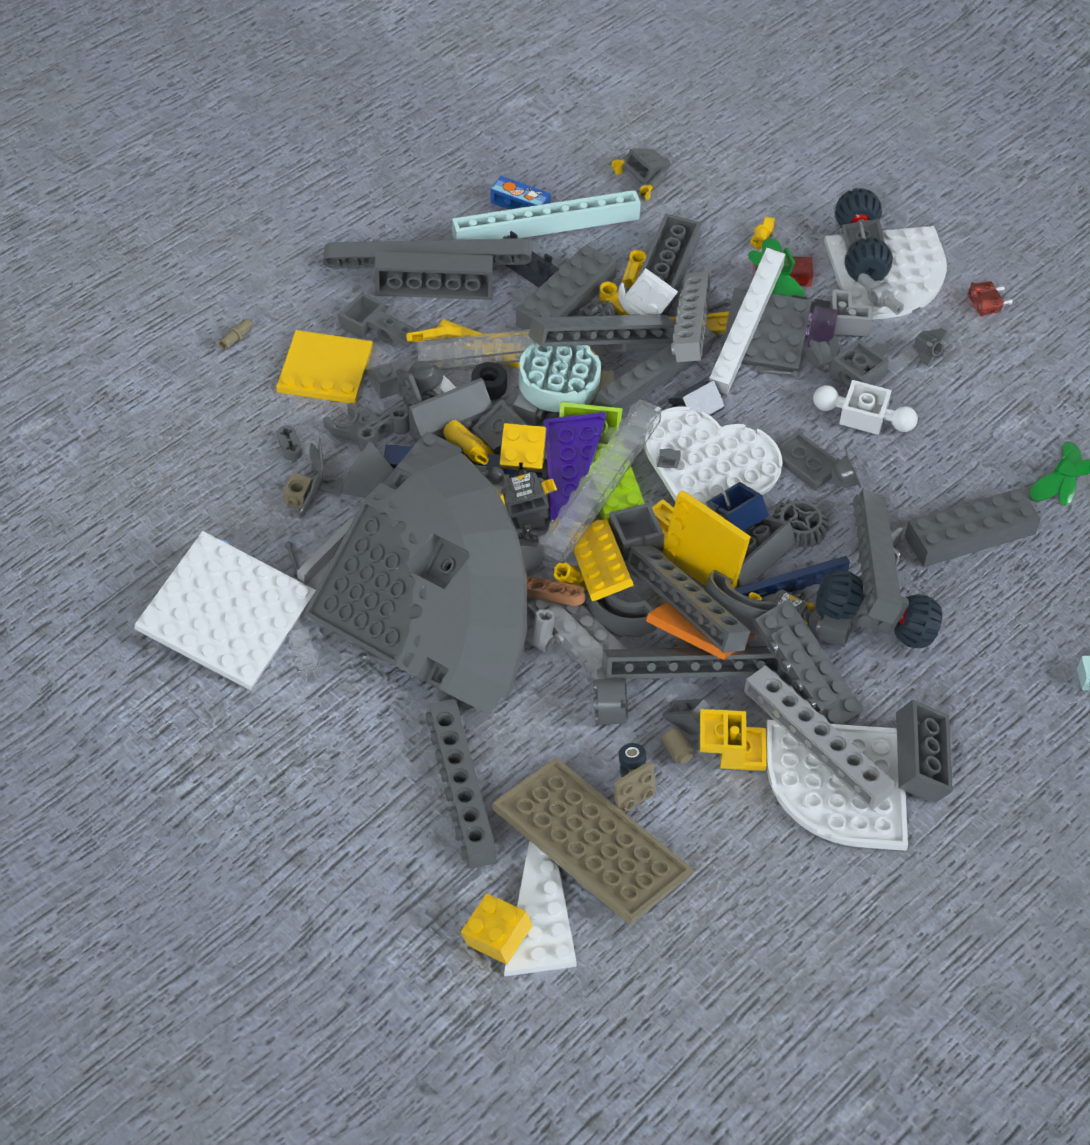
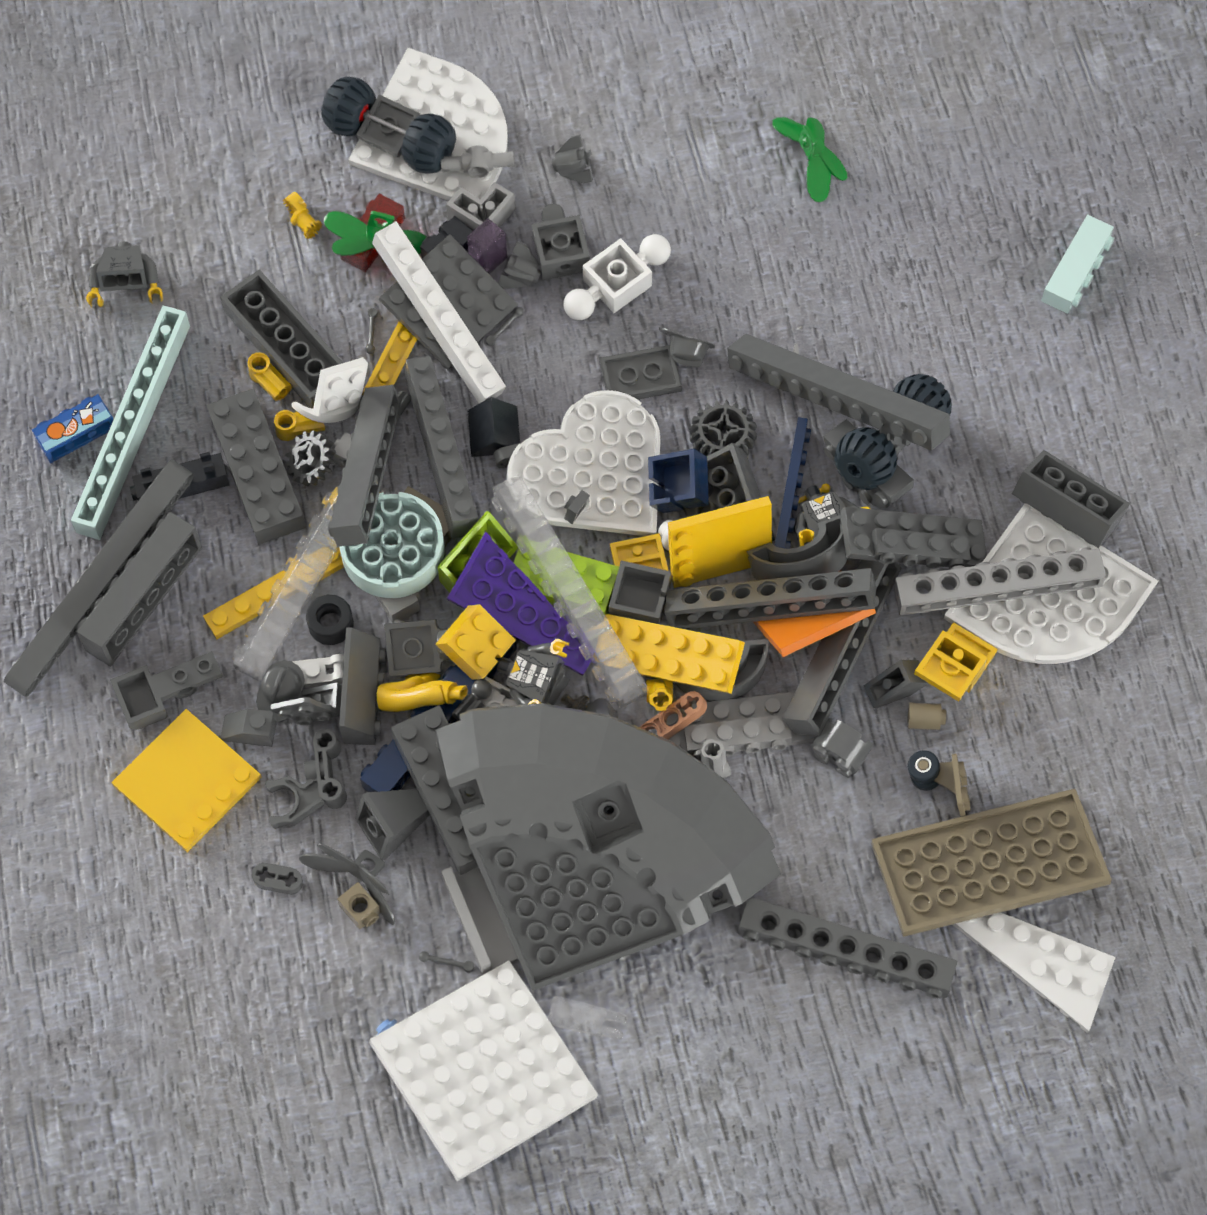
camera: 55 degrees left, 15 degrees up
(235, 334) = (72, 852): dark tan pin -> none
(444, 331) = (233, 638): yellow wing -> none
(496, 928) = (1046, 1010): yellow brick -> none
(691, 317) = (399, 363): light grey brick -> none
(972, 527) = (829, 280): dark grey brick -> none
(987, 297) = (541, 66): clear red piece -> none

